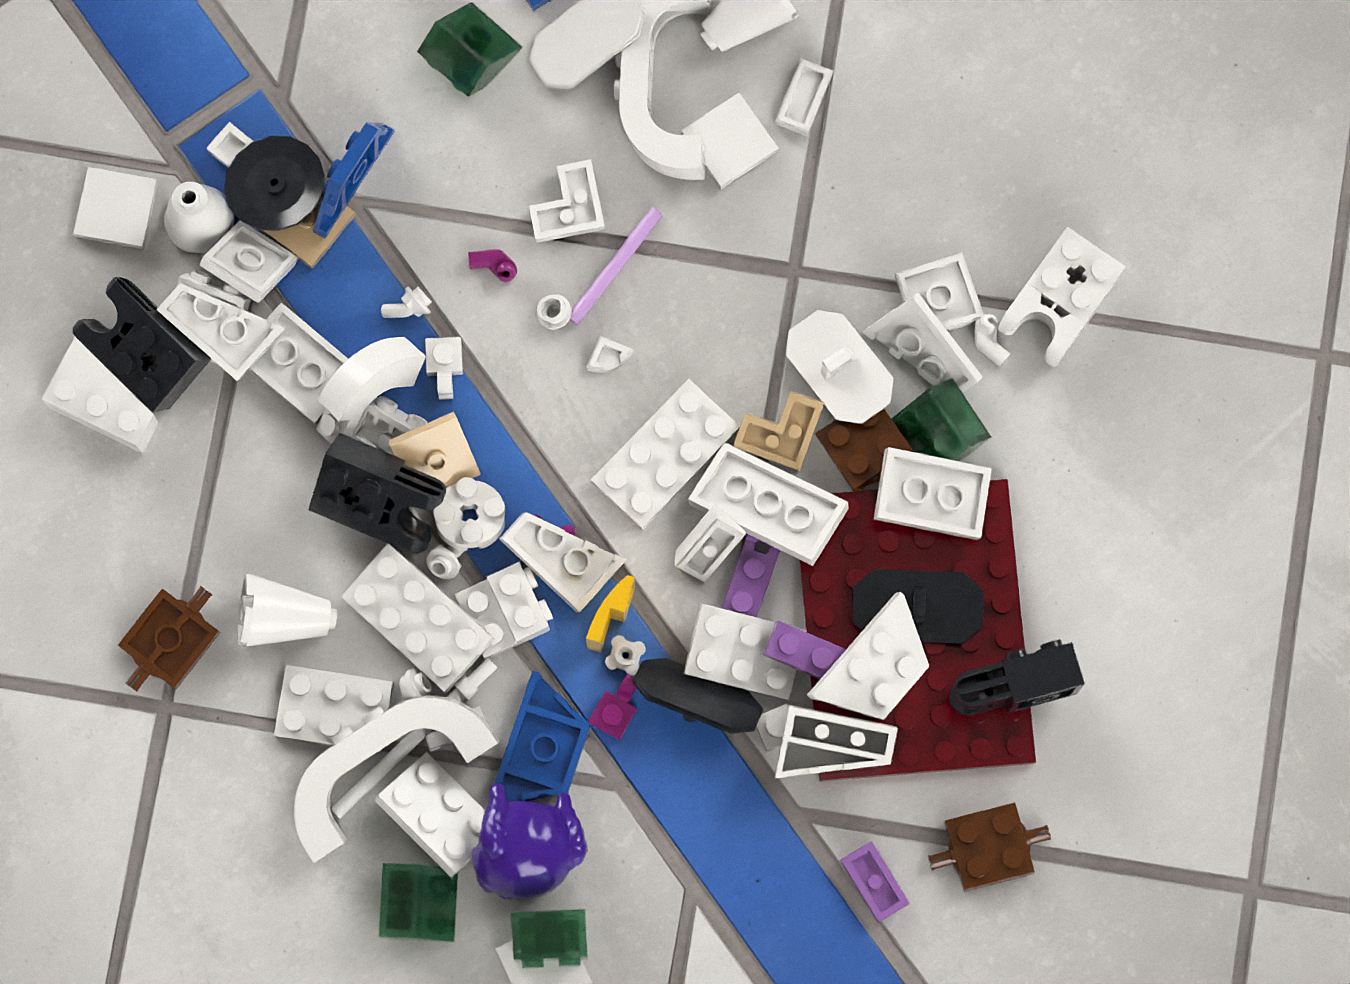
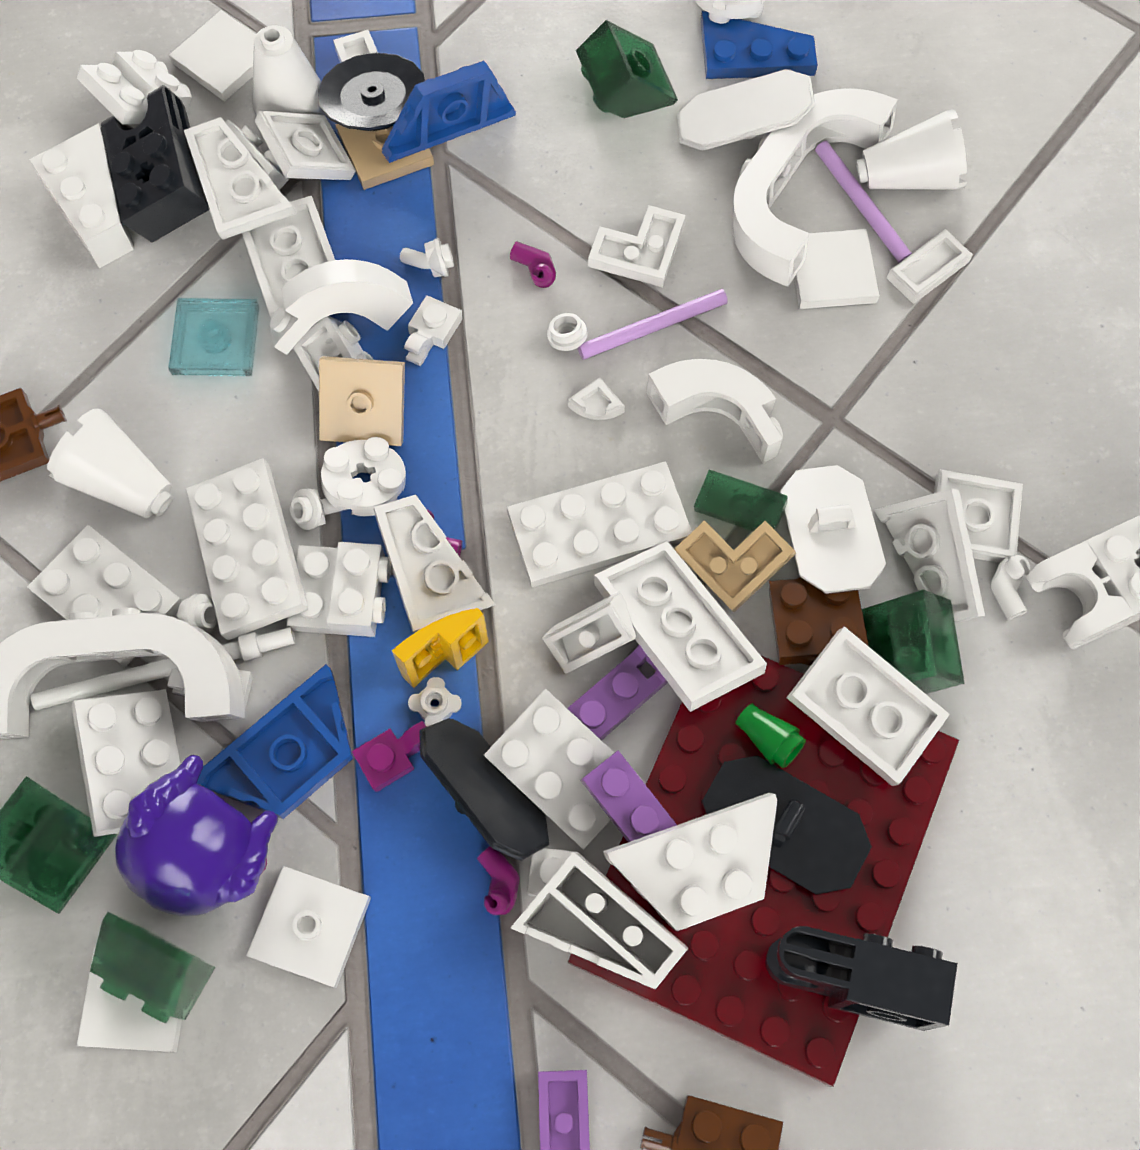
camera: 30 degrees right, 10 degrees down
(75, 285) = (128, 82): none -> white plate
(277, 463) = (214, 337): none -> clear light blue plate
(374, 494) = (276, 399): black brick -> none
(631, 855) = (309, 927): none -> white plate
(699, 296) = (722, 389): none -> white arch
(722, 65) = (862, 201): none -> lavender bar
(746, 751) = (504, 882): none -> magenta arm
(761, 382) = (739, 502): none -> clear green plate
(876, 550) = (771, 735): none -> green cone

